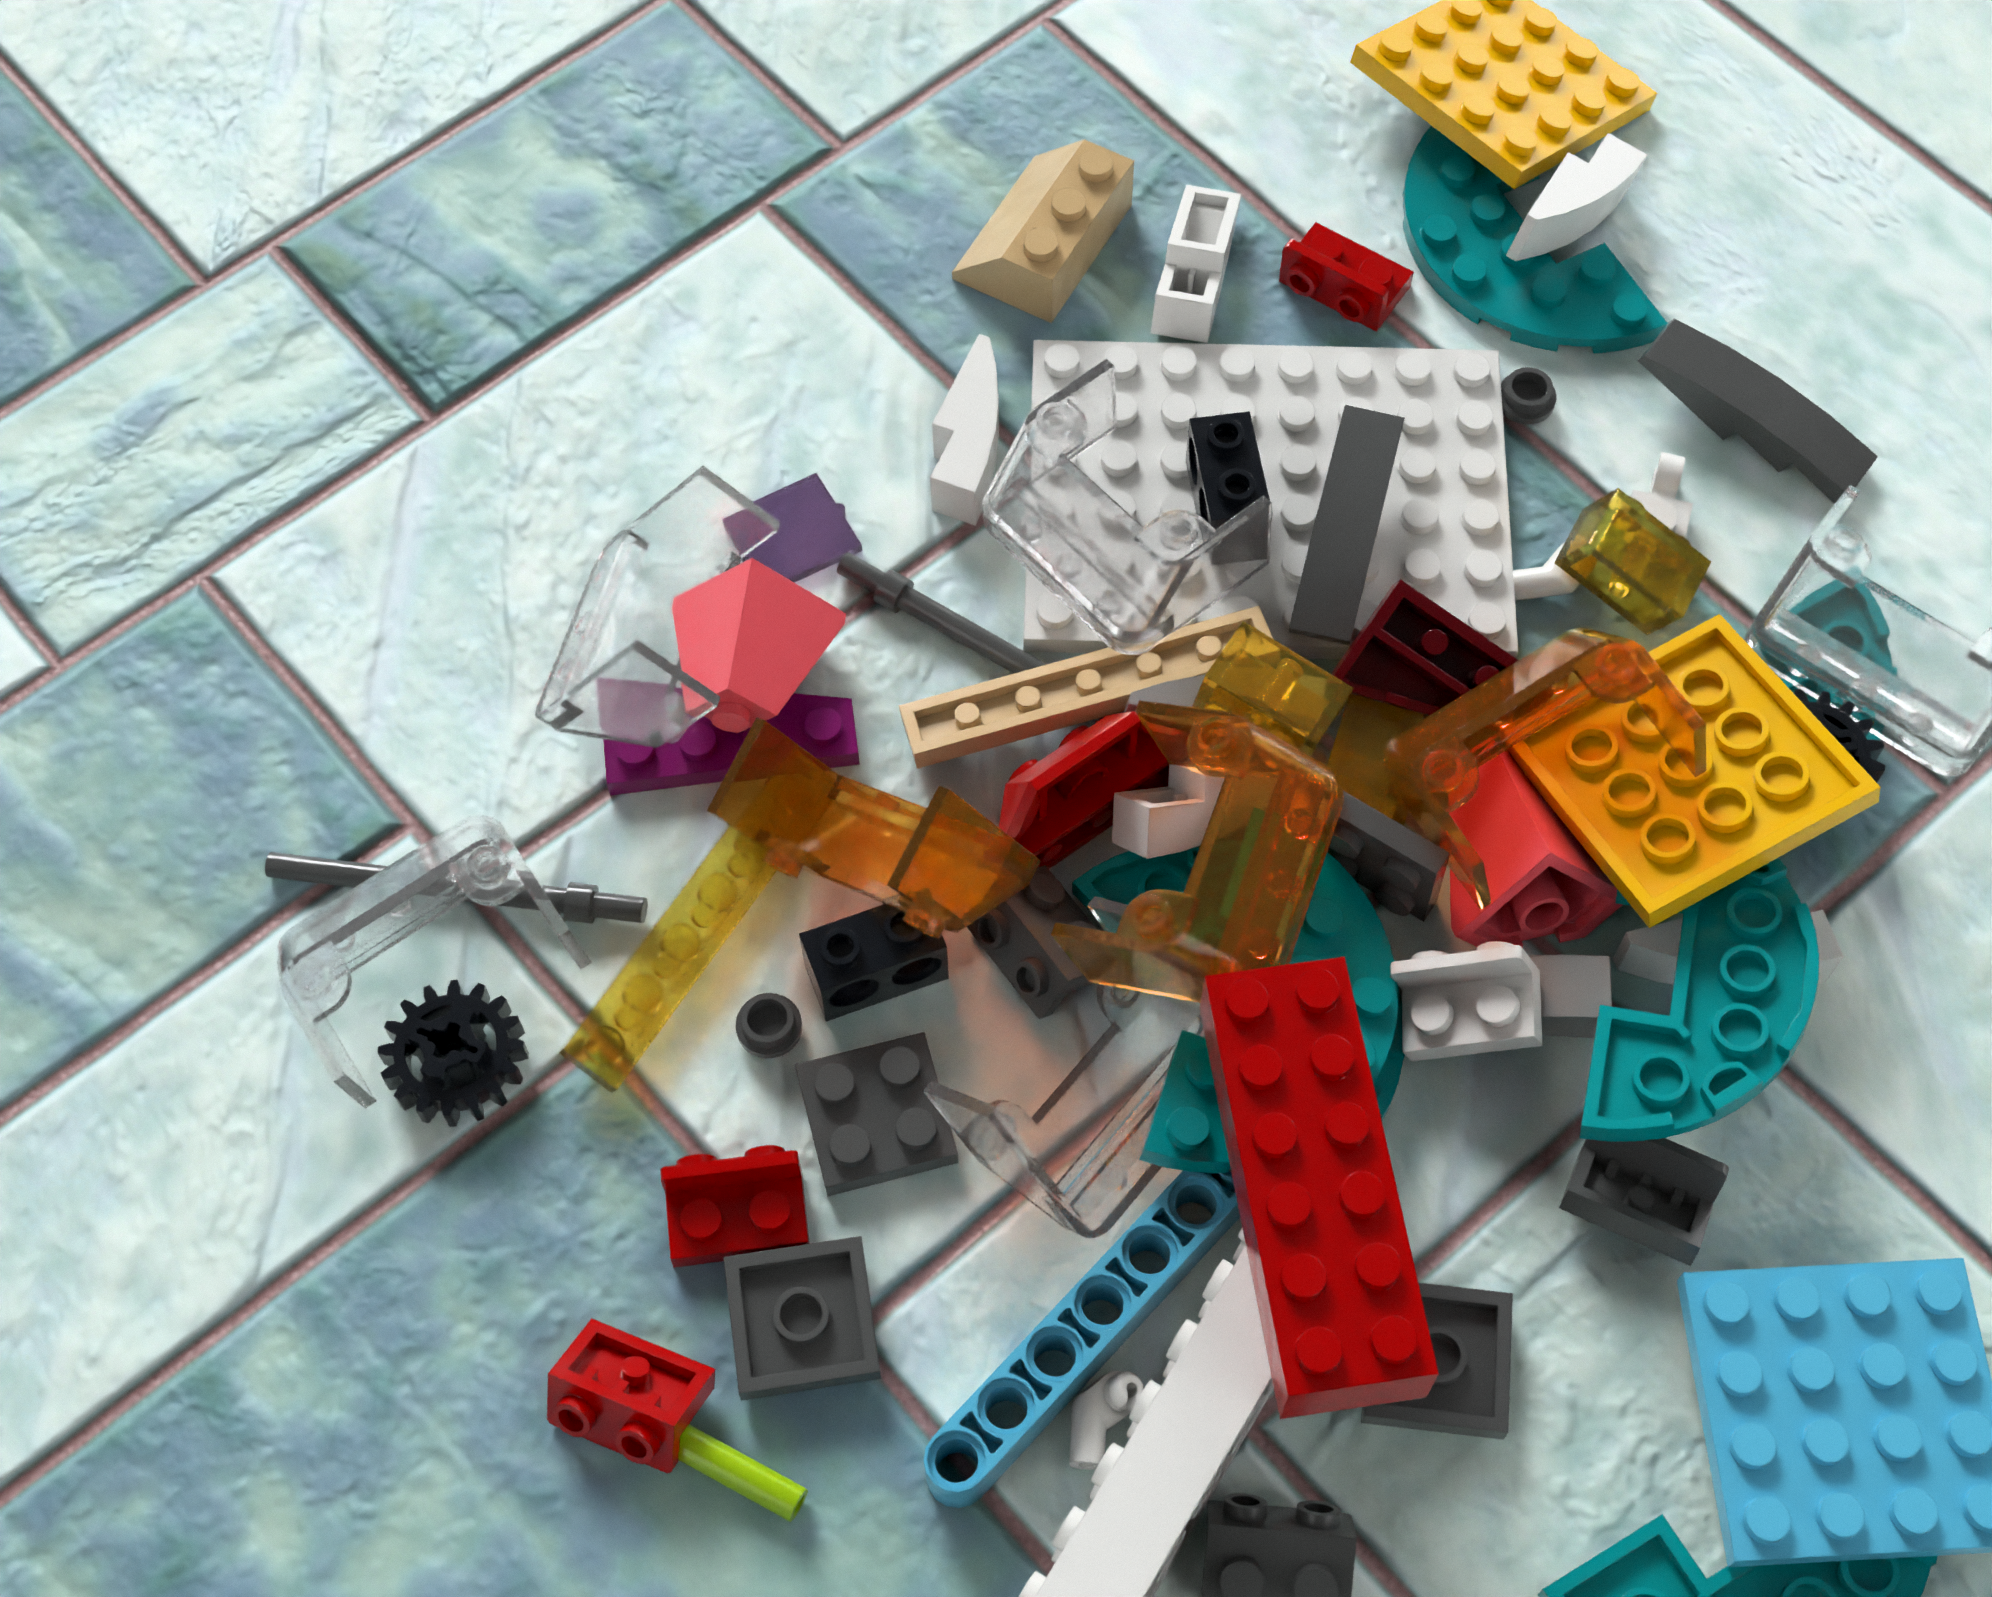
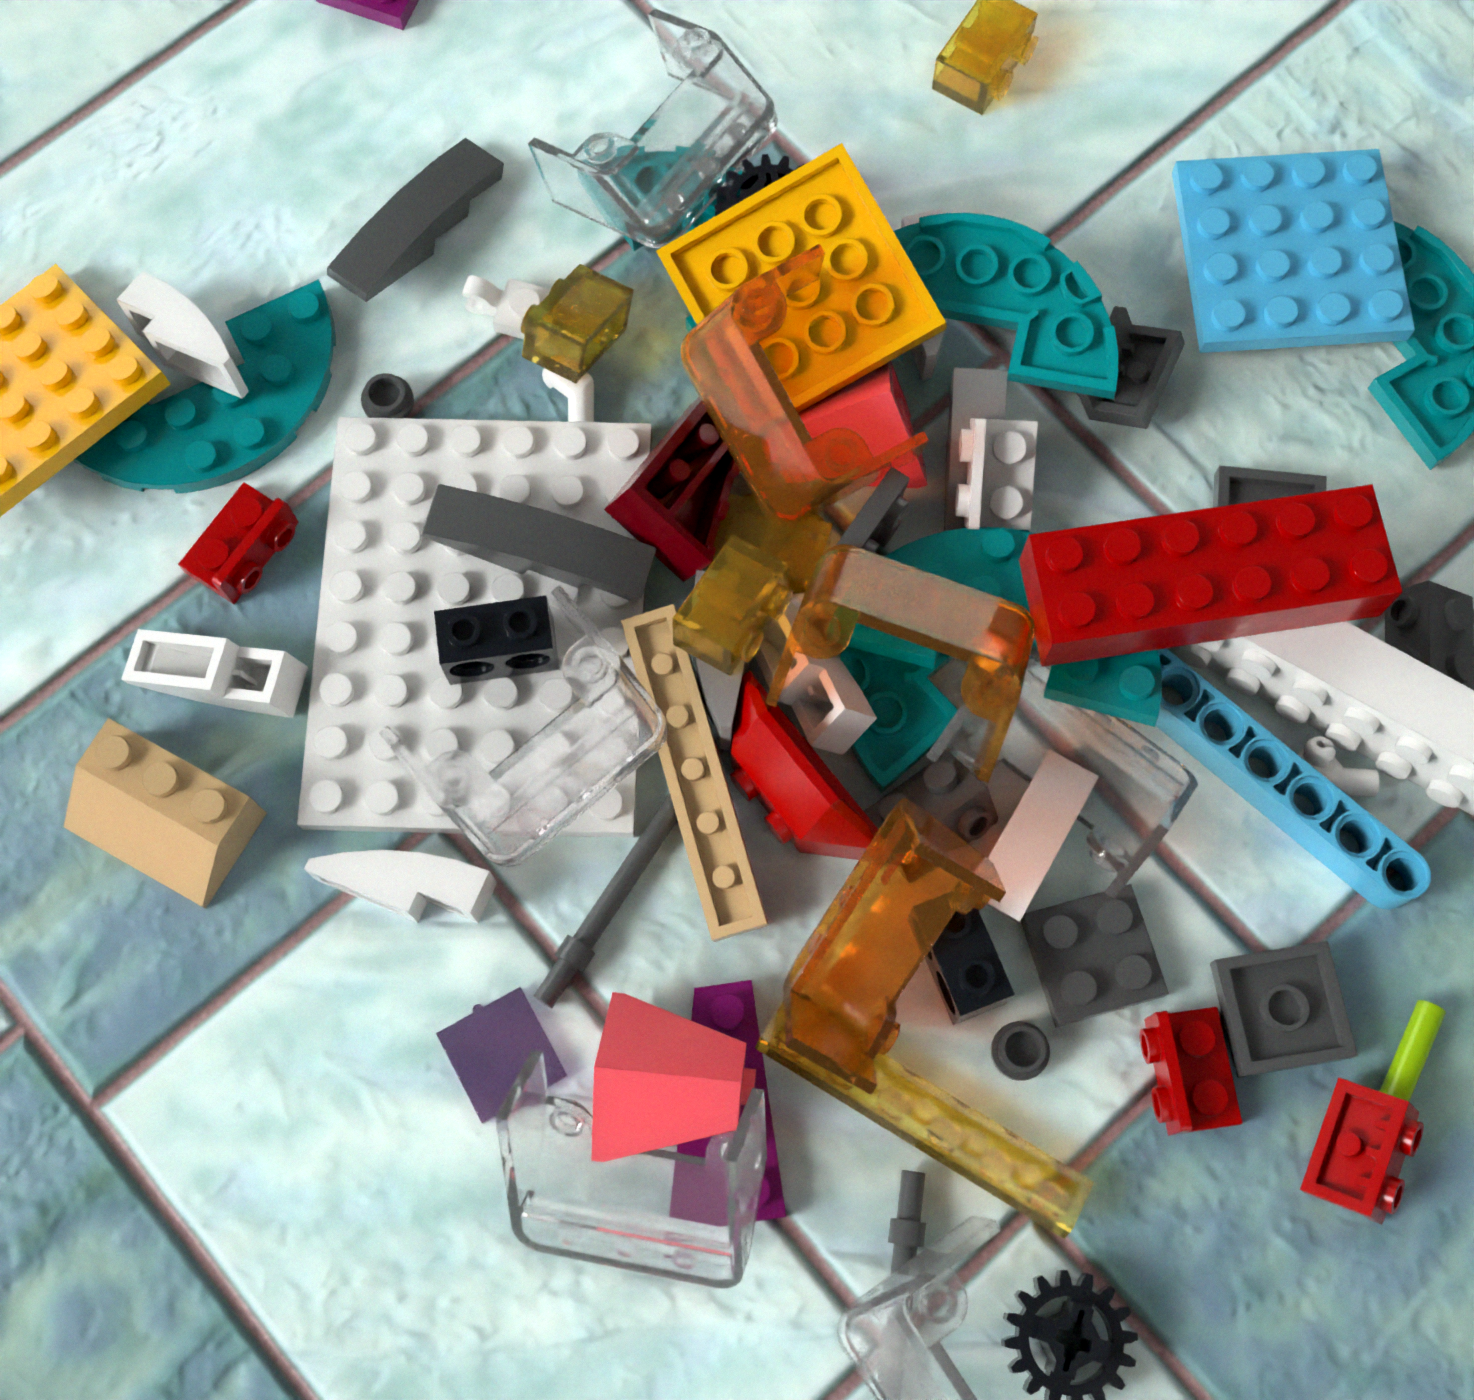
camera: 90 degrees left, 10 degrees up
(1013, 1040) = (1038, 830): none -> white slope

